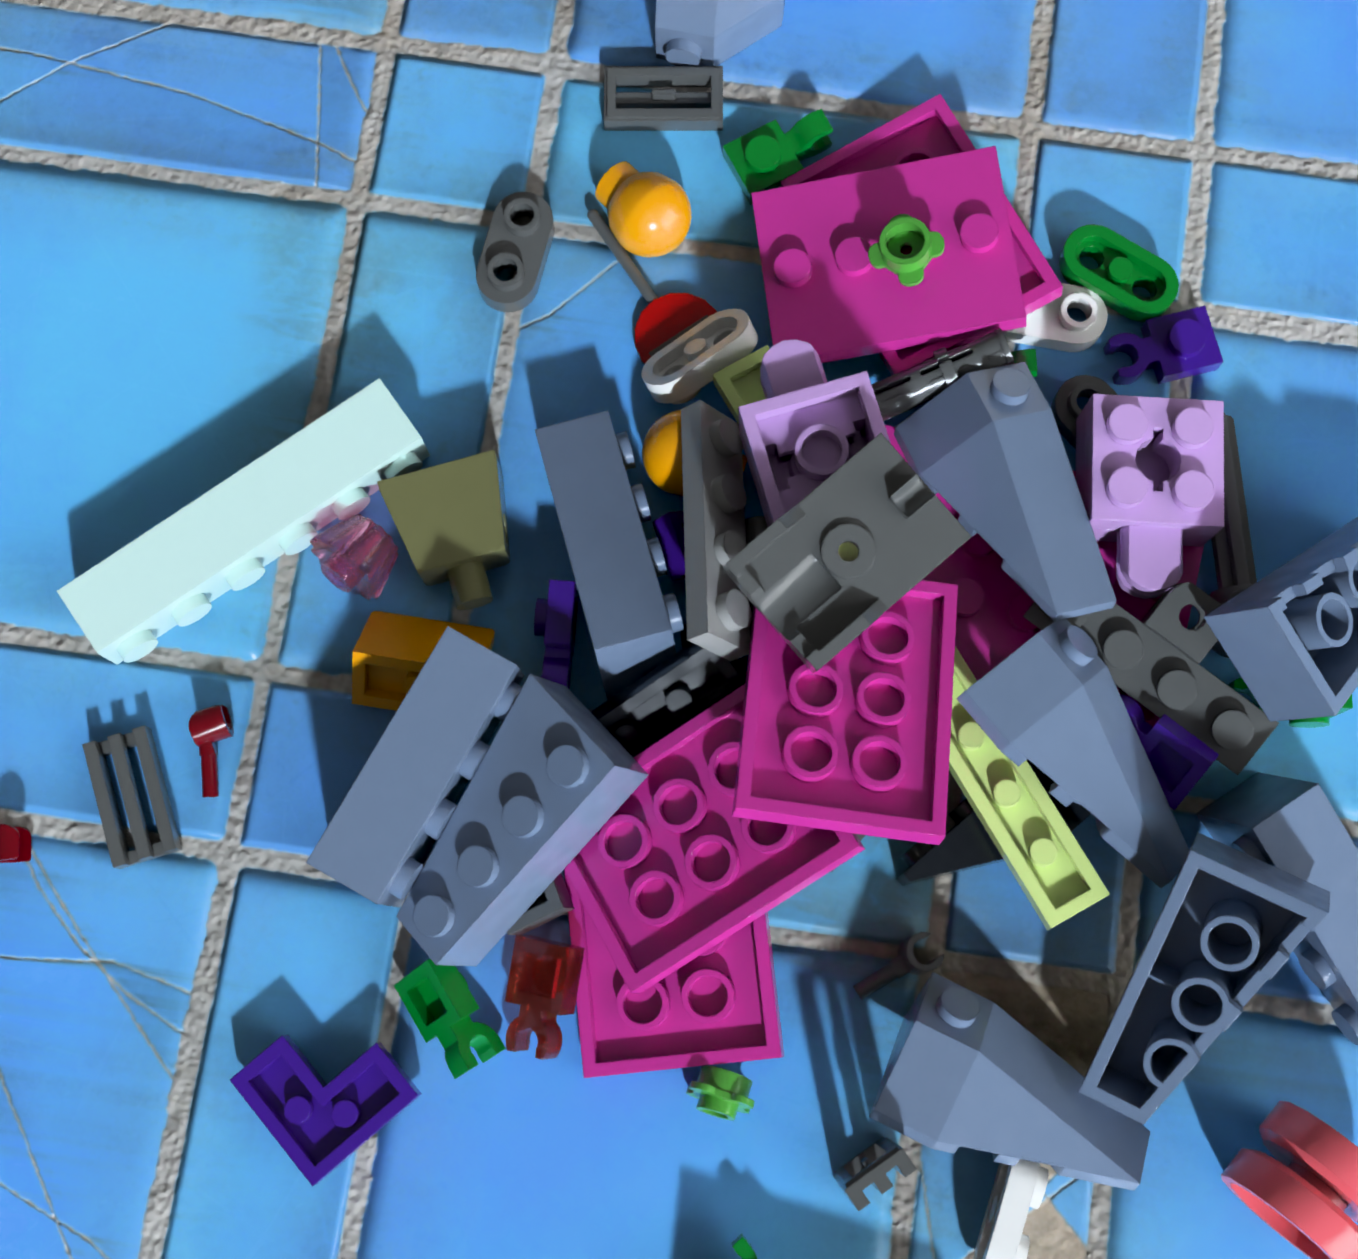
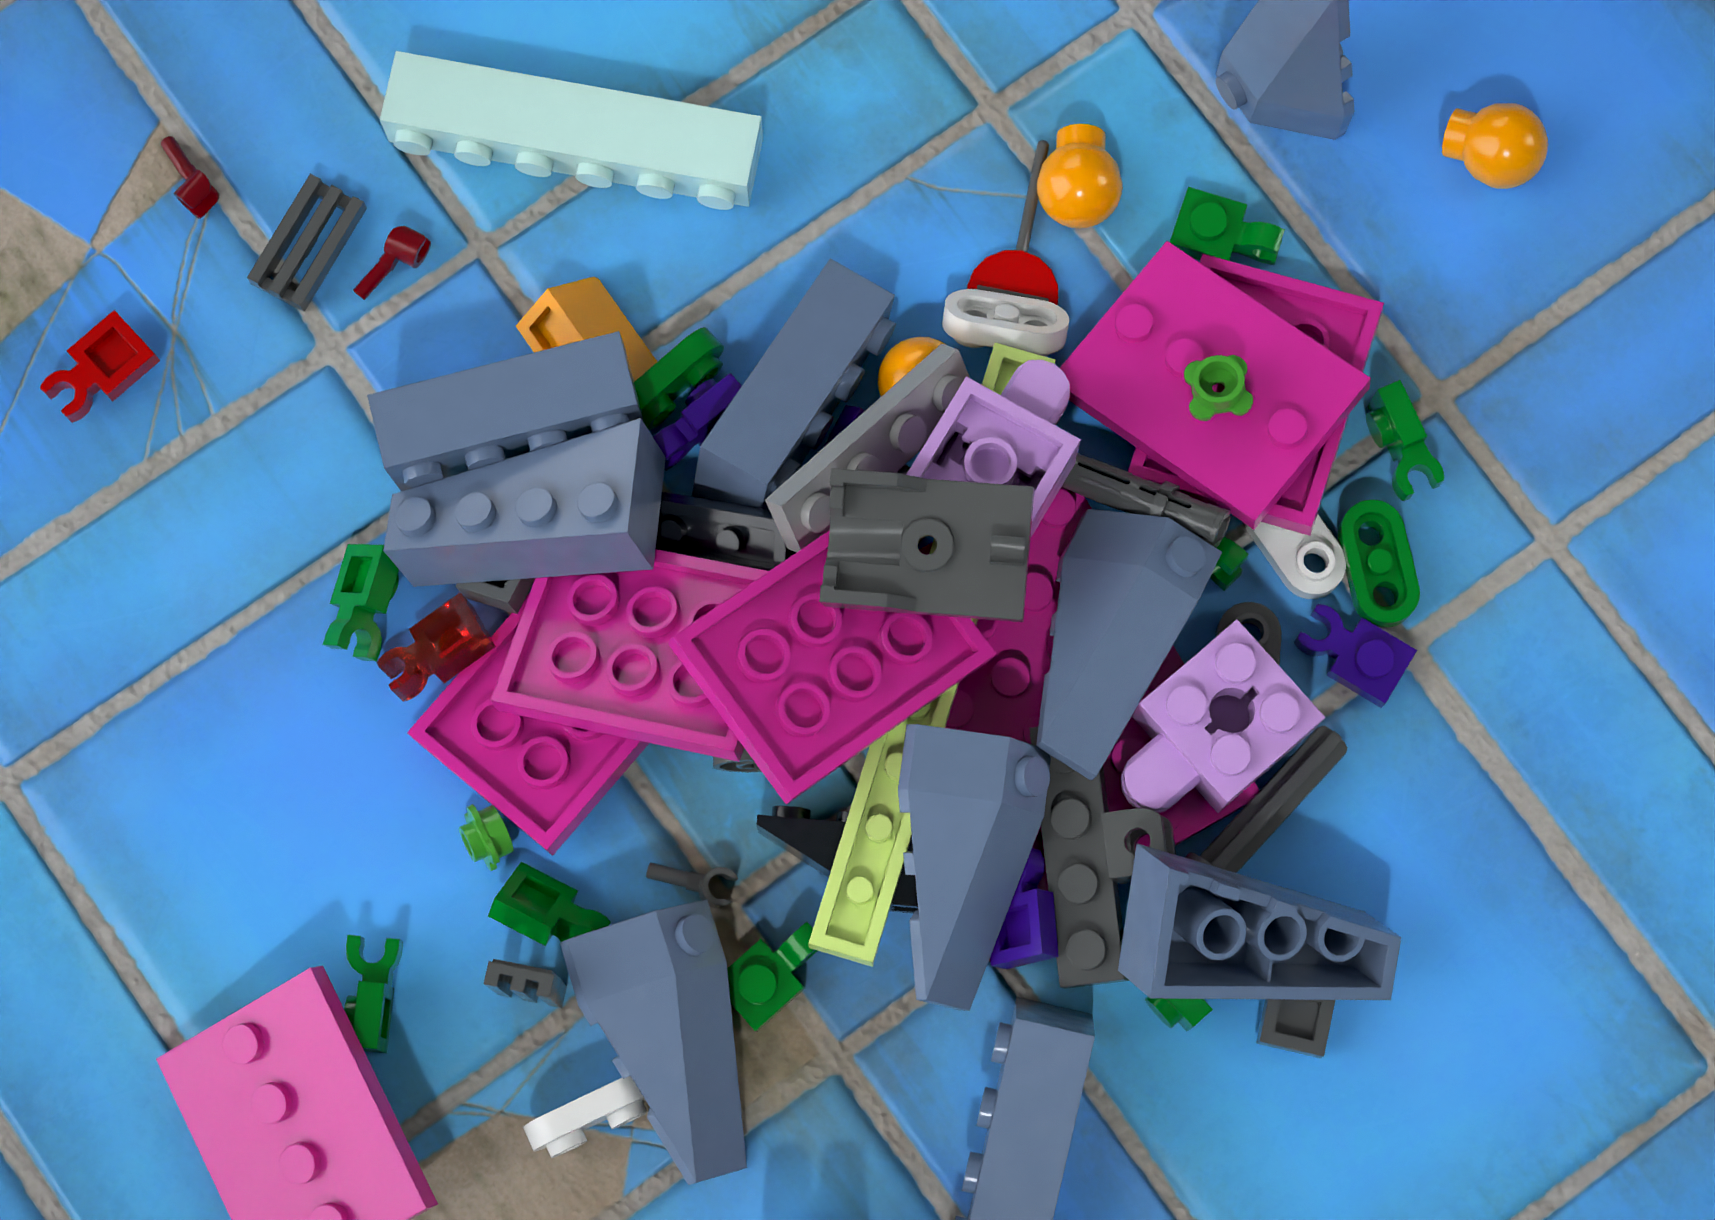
camera: 45 degrees right, 0 degrees up
(67, 1035) = (108, 360): none -> red plate
(319, 1120) = (211, 585): dark purple plate -> none
(356, 556) = (621, 226): clear pink piece -> none
(453, 523) = (710, 269): olive torso -> none
(509, 602) = (685, 365): none -> green plate
(516, 248) = (963, 119): dark grey plate -> none
(663, 107) = (1221, 146): dark grey tile -> none
(817, 1105) = (542, 907): none -> green plate
(1021, 982) = (764, 980): none -> green plate
(1039, 169) = (1398, 427): none -> green plate
(1207, 955) = (884, 1070): sand blue wedge -> none

